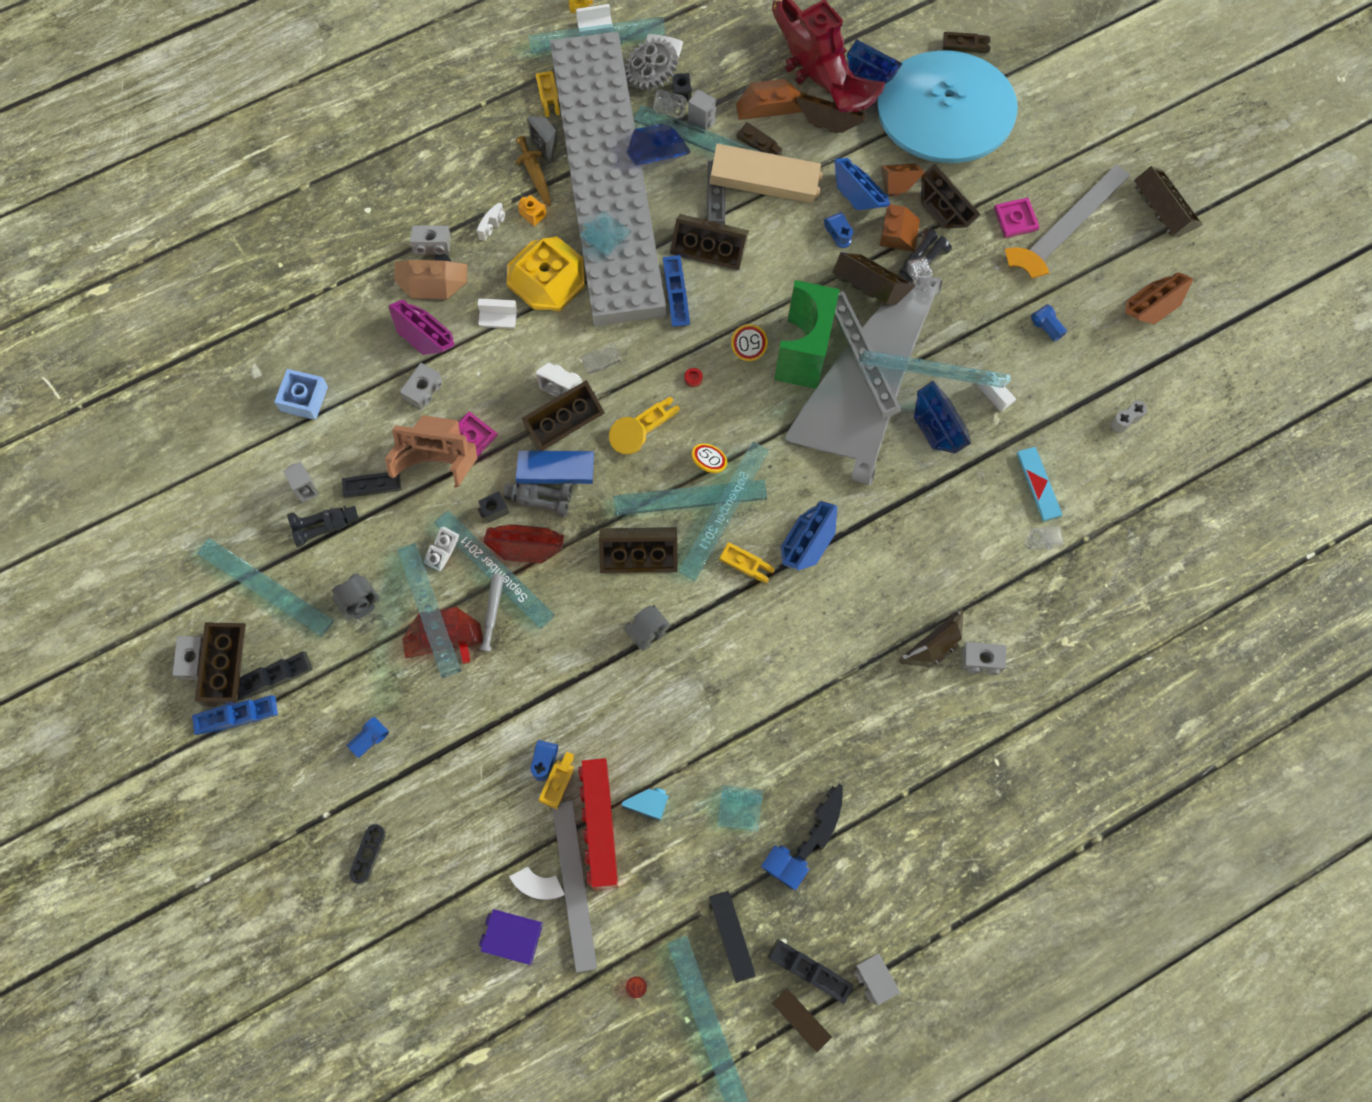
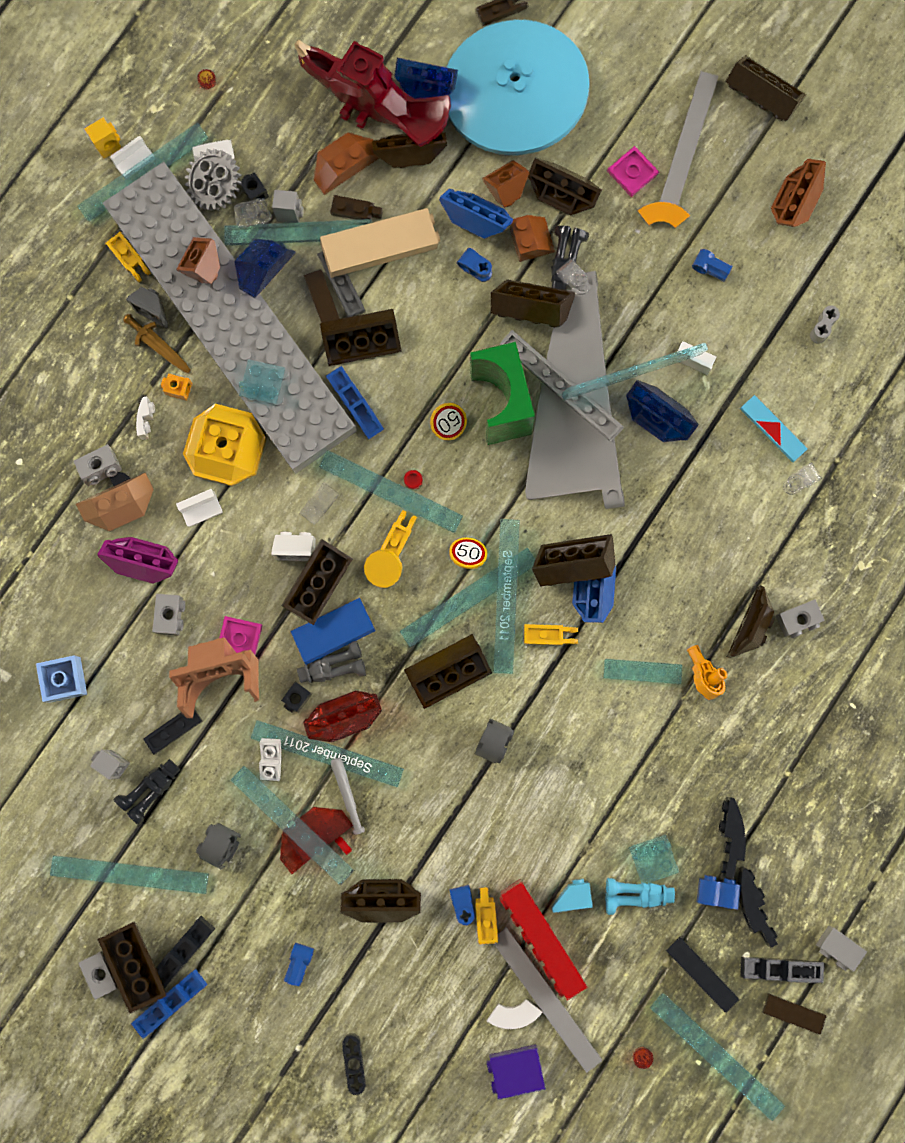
camera: 20 degrees left, 10 degrees up
(470, 718) = (381, 901): none -> dark brown wedge
(605, 117) = (200, 260): none -> dark orange slope
(669, 378) = (391, 491): none -> clear light blue tile
(693, 194) = (321, 296): none -> dark brown tile
(720, 836) = (649, 895): none -> medium azure piece
(800, 506) = (575, 560): none -> dark brown slope
(813, 889) = (750, 900): none -> black slope
(814, 635) = (642, 671): none -> clear light blue tile
(871, 665) = (706, 675): none -> light orange pin

